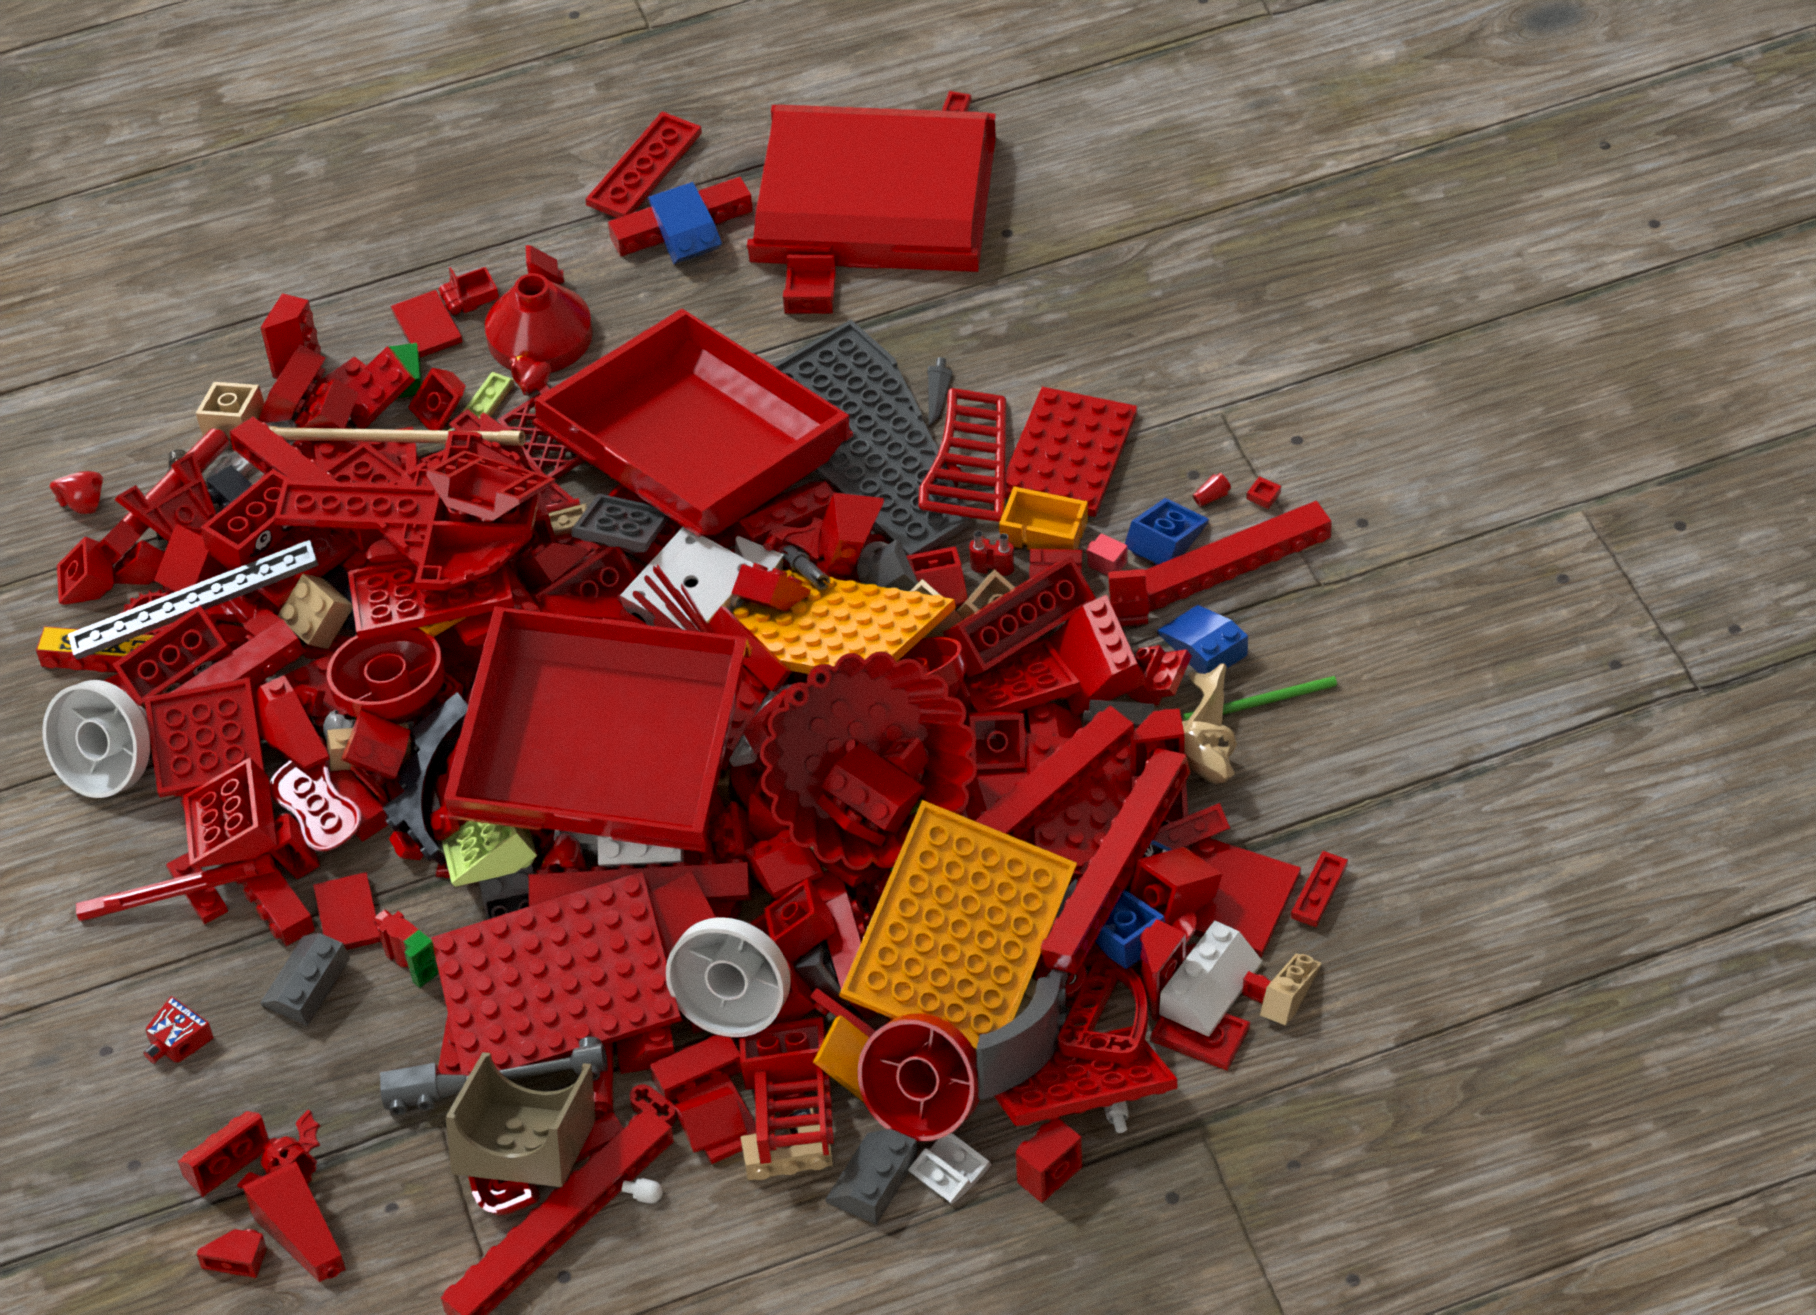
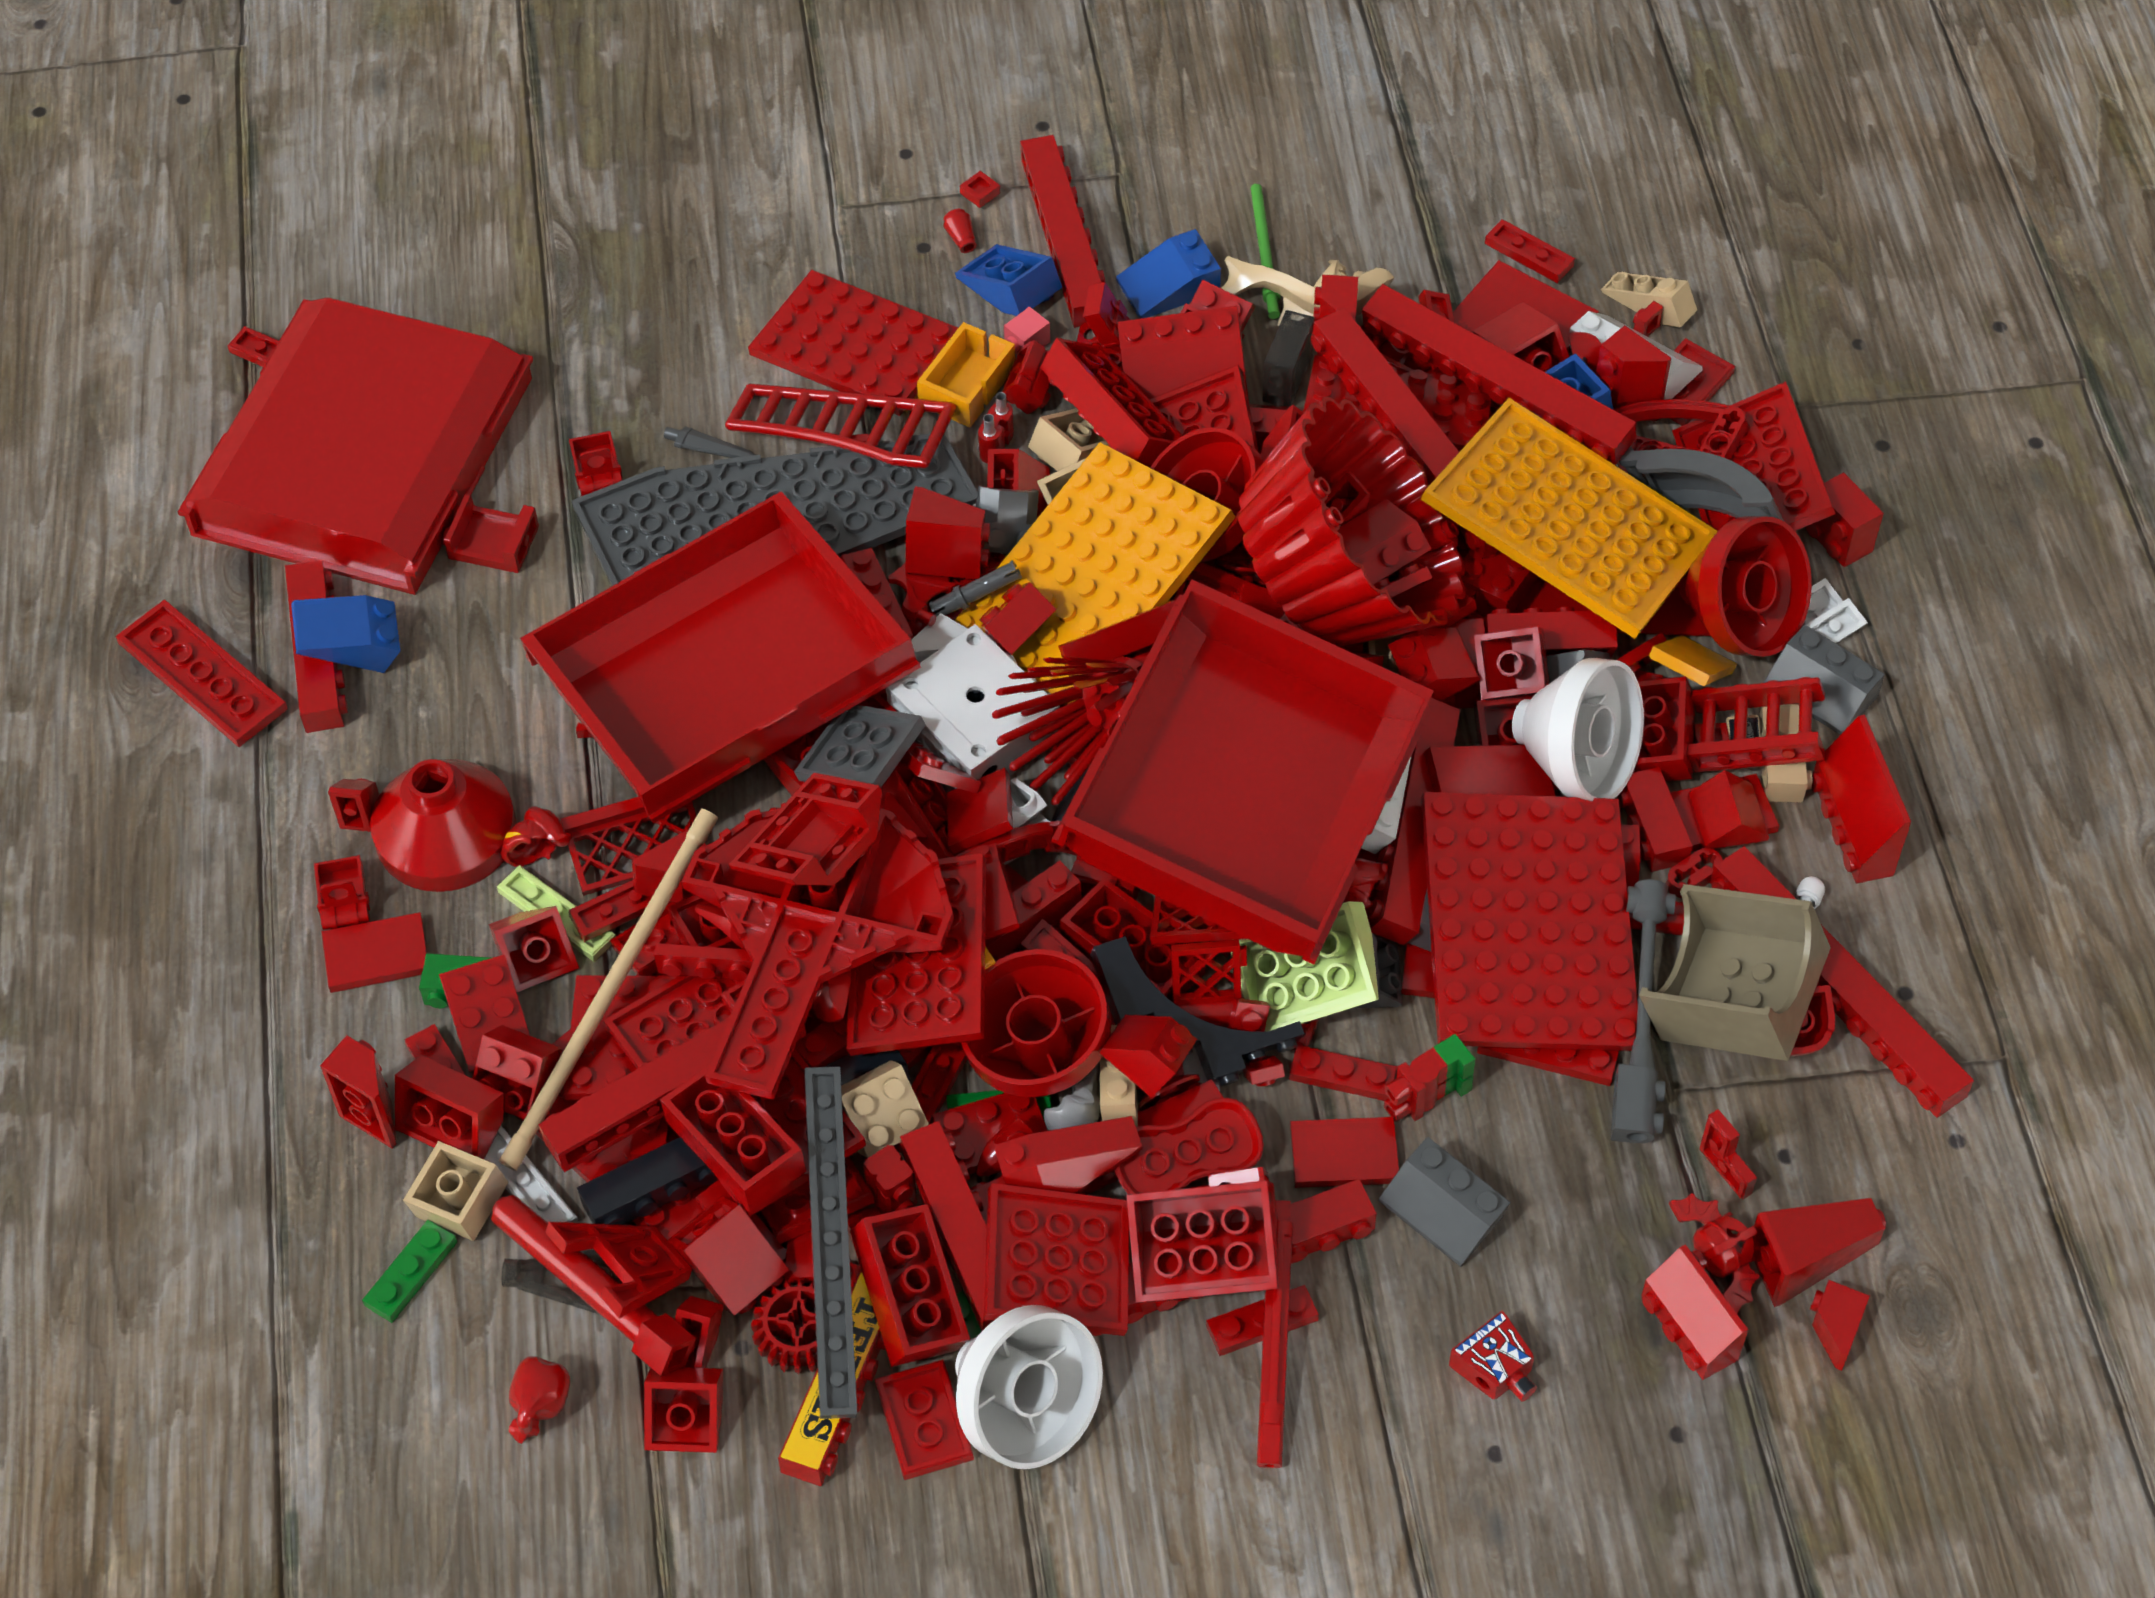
camera: 80 degrees left, 5 degrees up
(169, 408) = (409, 1271): none -> green plate
(377, 1151) = (1719, 1147): none -> red tile
(419, 895) = (1341, 1072): none -> red plate
(618, 572) = (931, 767): none -> red wing
(729, 1208) = (1862, 803): none -> red slope
(893, 325) = (595, 462): none -> red piece

